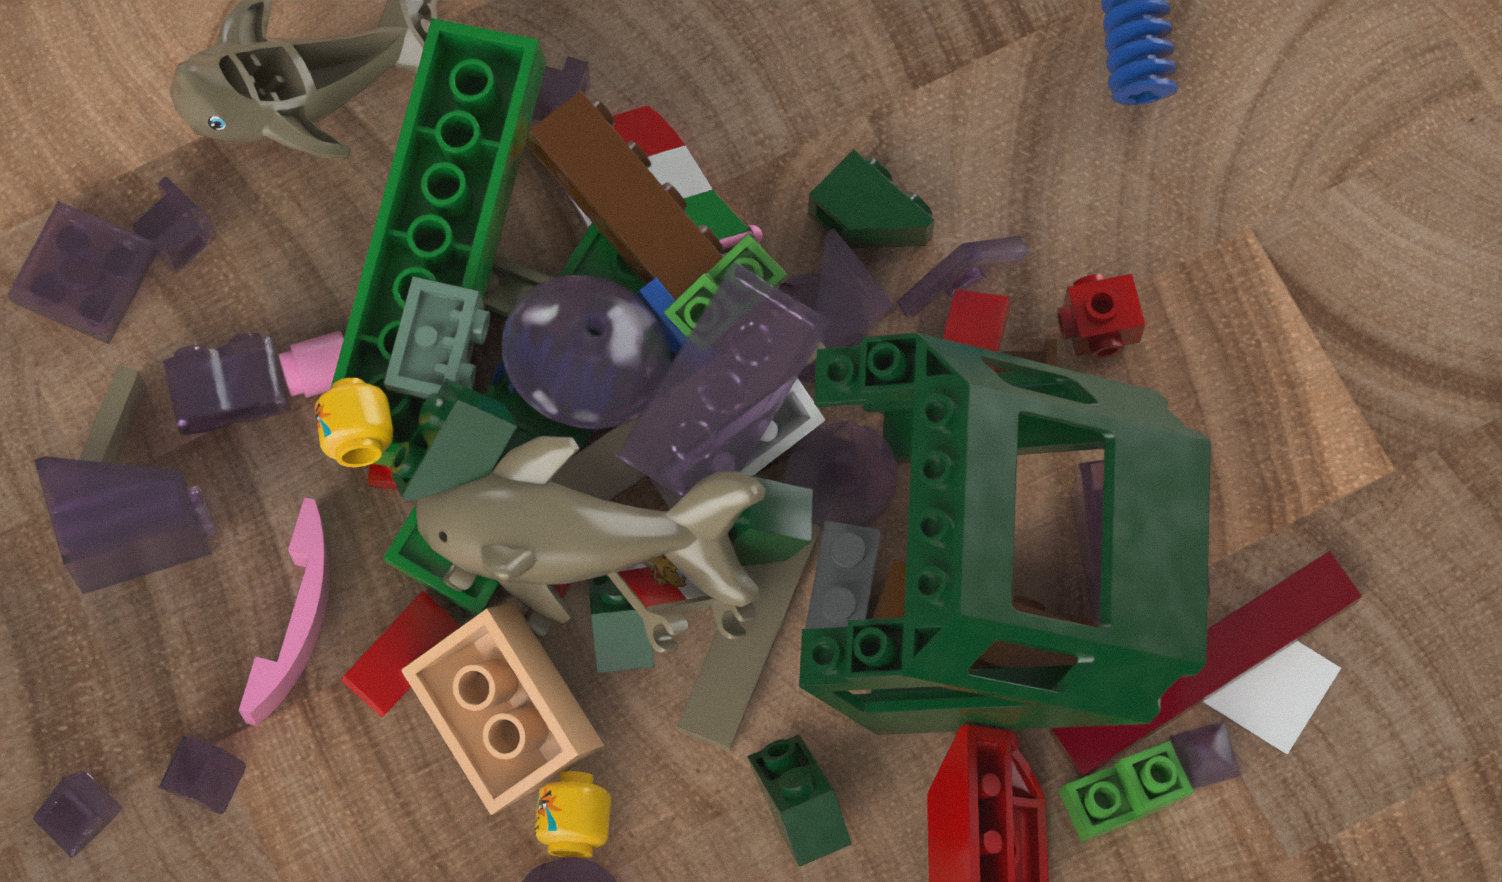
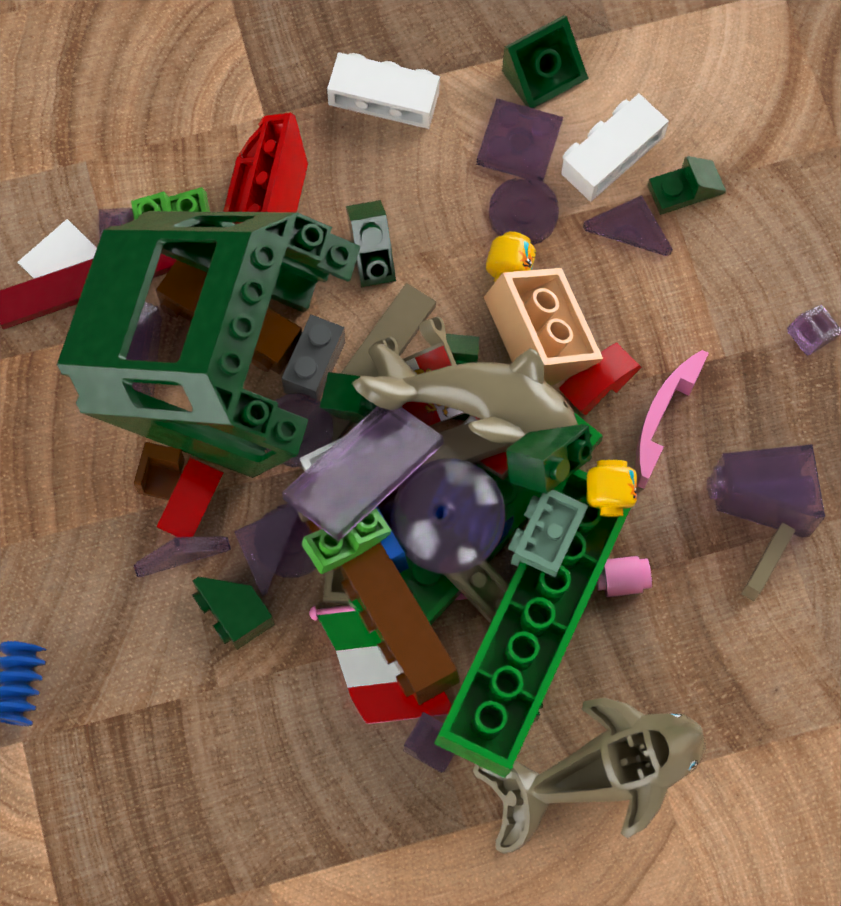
camera: 170 degrees left, 0 degrees up
(83, 272) = (776, 676): clear purple plate -> none
(175, 226) = (710, 696): panel -> none
(203, 775) = (735, 336): slope -> none
(225, 384) = (689, 575): clear purple brick -> none
(1101, 315) = (99, 498): red brick -> none

